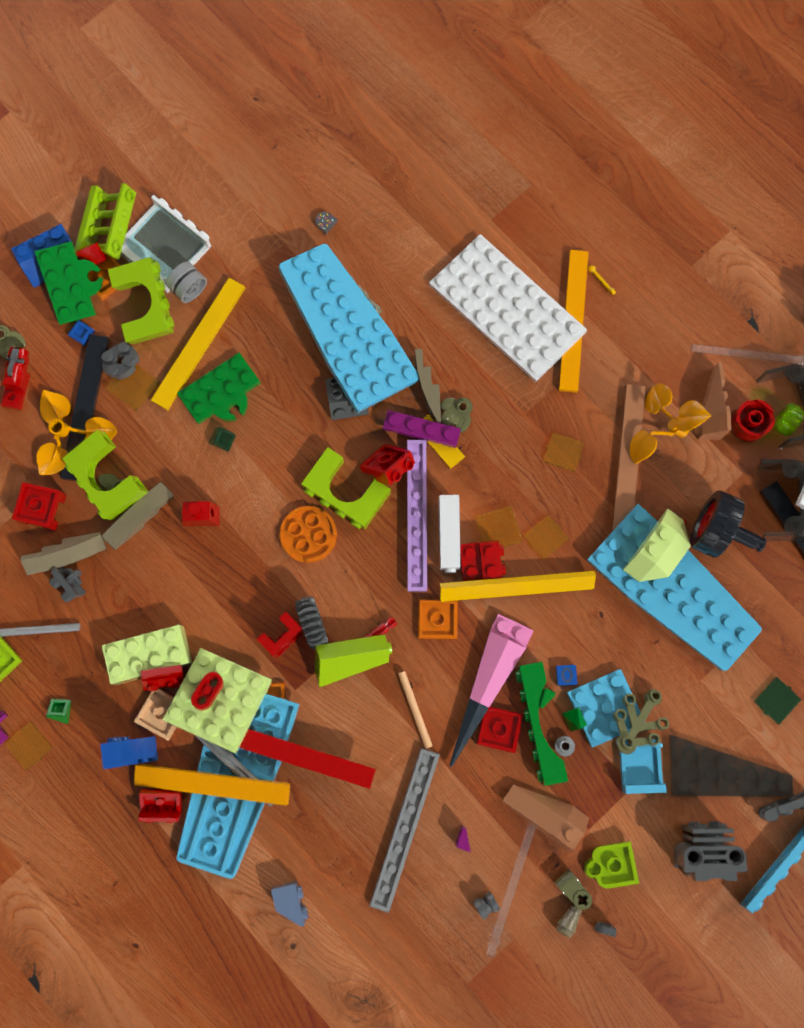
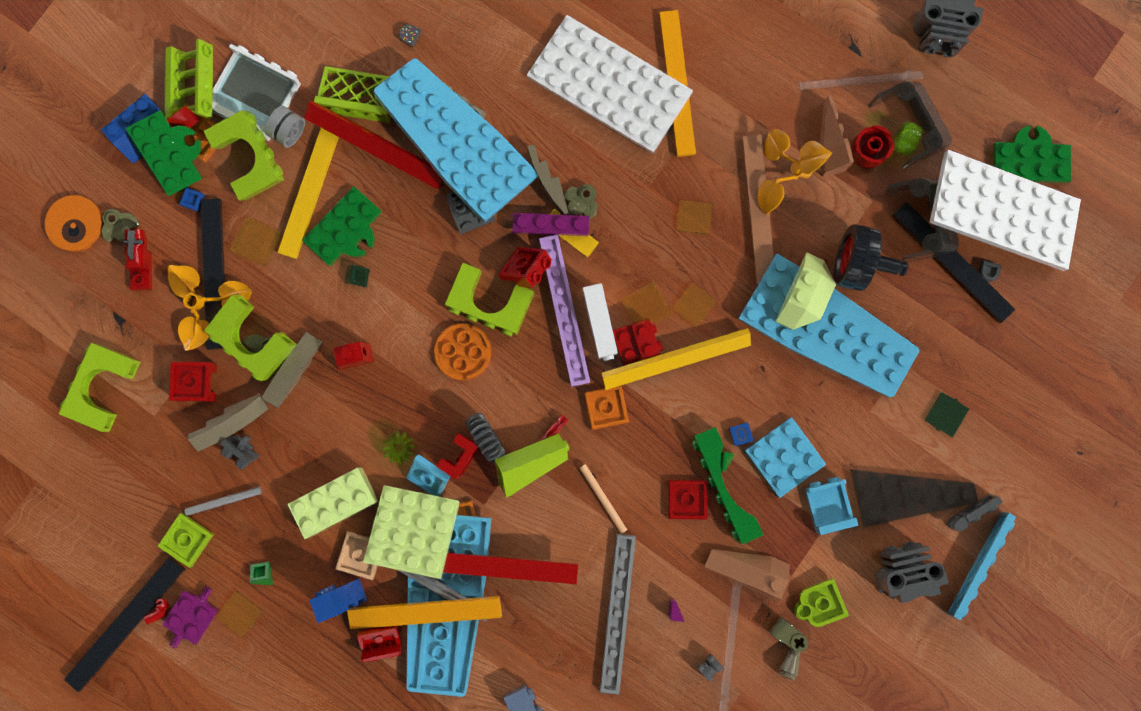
camera: 10 degrees left, 5 degrees up
(114, 355) = (231, 214): dark grey plate -> none
(162, 677) = (347, 524): red plate -> none
(206, 691) = (399, 526): red plate -> none
(219, 621) = (397, 455): none -> clear neon green gear
(246, 648) = (427, 476): none -> medium azure tile
(253, 277) = (350, 107): none -> lime fence
(266, 316) = (372, 143): none -> red tile
(501, 653) = (675, 424): bright pink plate -> none
(558, 746) = (748, 498): light grey plate -> none
(574, 719) = (757, 475): green slope -> none
(592, 269) = (685, 27): yellow hinge -> none
(605, 928) = (825, 664): dark grey tile -> none
(637, 723) = (819, 466): olive plant -> none

